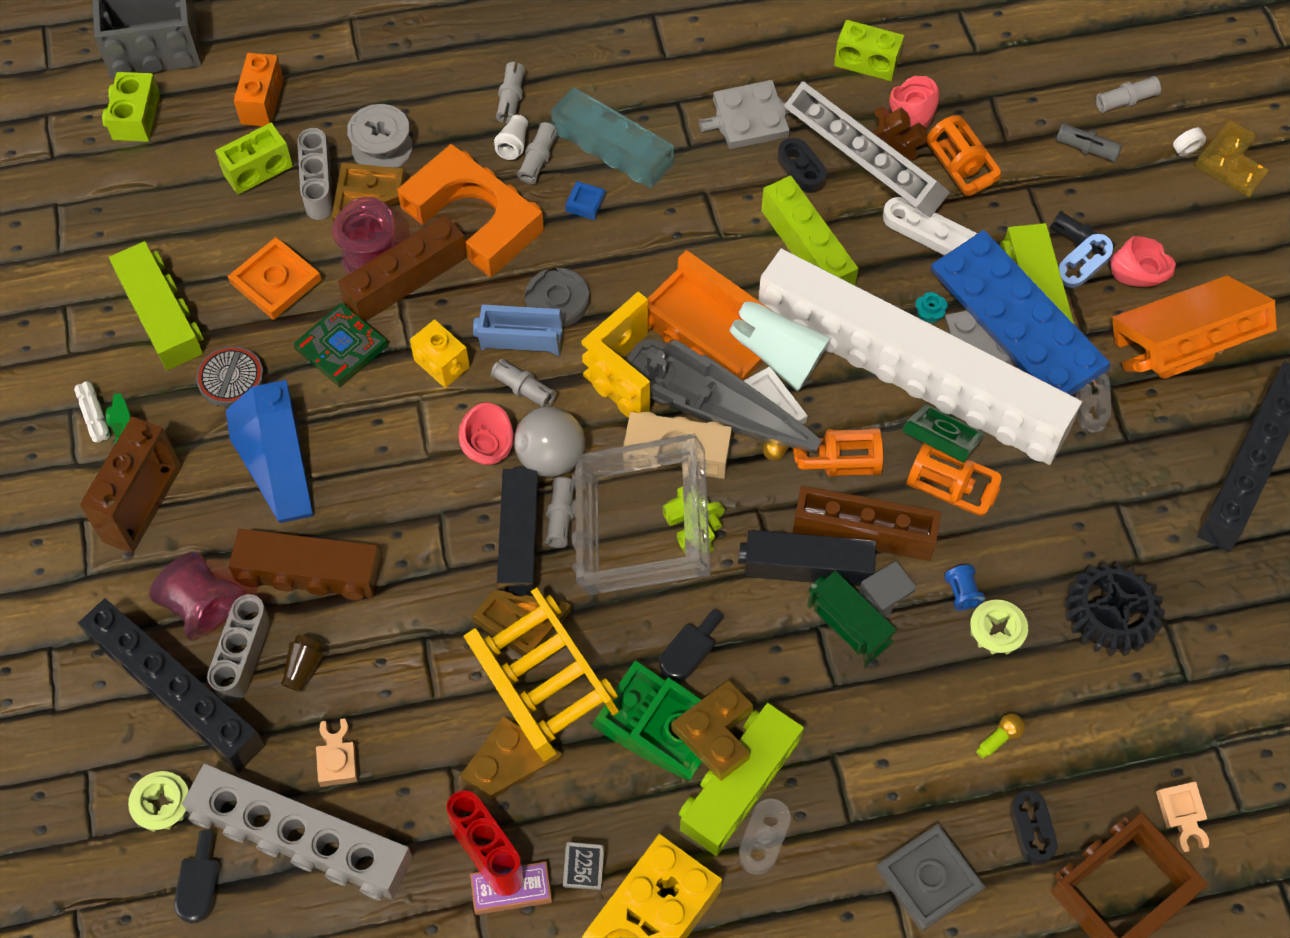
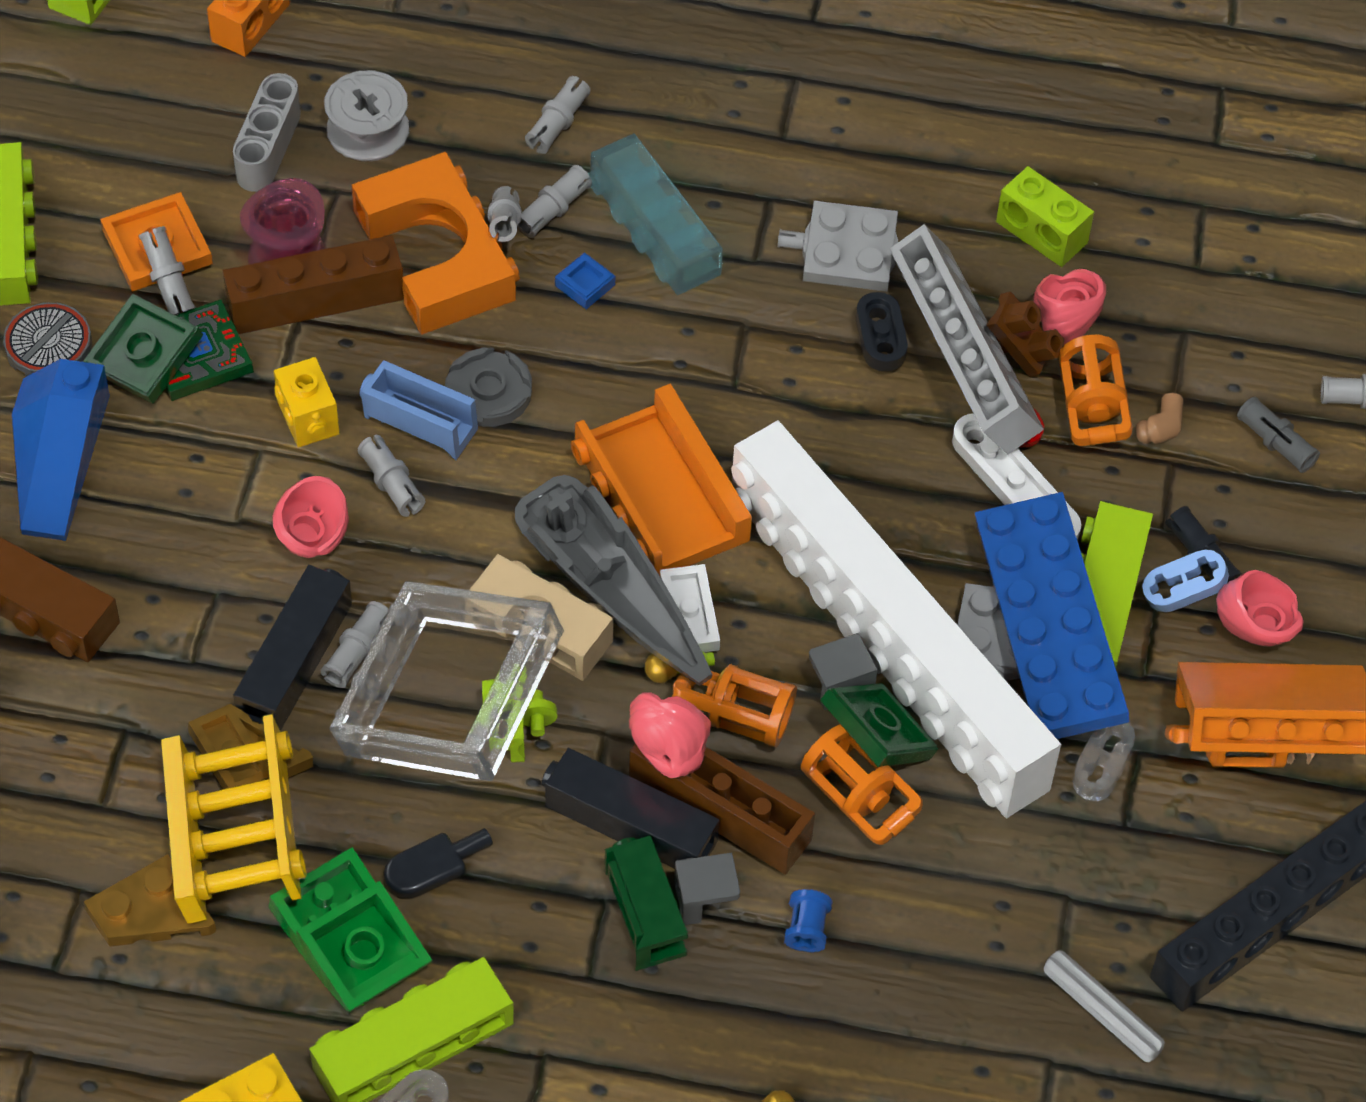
camera: 20 degrees right, 5 degrees down
(254, 158) = (200, 87): lime brick -> none
(295, 296) = (166, 270): none -> light grey pin
(305, 356) = (144, 348): none -> dark green tile
(367, 181) = (324, 166): pearl gold wing -> none
(490, 857) = (70, 985): red beam -> none
(511, 139) = (531, 171): white cone -> none
(512, 173) = (504, 214): none -> light grey pin
(533, 891) = (79, 1052): tile -> none
(549, 441) = (380, 552): light grey piece -> none
(583, 866) = (175, 1061): slope -> none
(605, 354) = (516, 464): yellow bracket -> none
(707, 729) = (396, 954): pearl gold plate -> none
(781, 343) = (729, 540): light aqua piece -> none
(805, 230) = (838, 419): lime brick -> none
(823, 494) = (669, 733): none -> coral hair
(899, 403) = (843, 664): none -> dark grey panel
(928, 313) = (951, 576): teal plate -> none
(997, 612) = (836, 967): yellowish green gear -> none
(1015, 159) = (1163, 425): none -> medium nougat arm
(1108, 617) = (1026, 1027): black gear -> none
(1182, 568) = (1104, 1006): none -> light grey axle

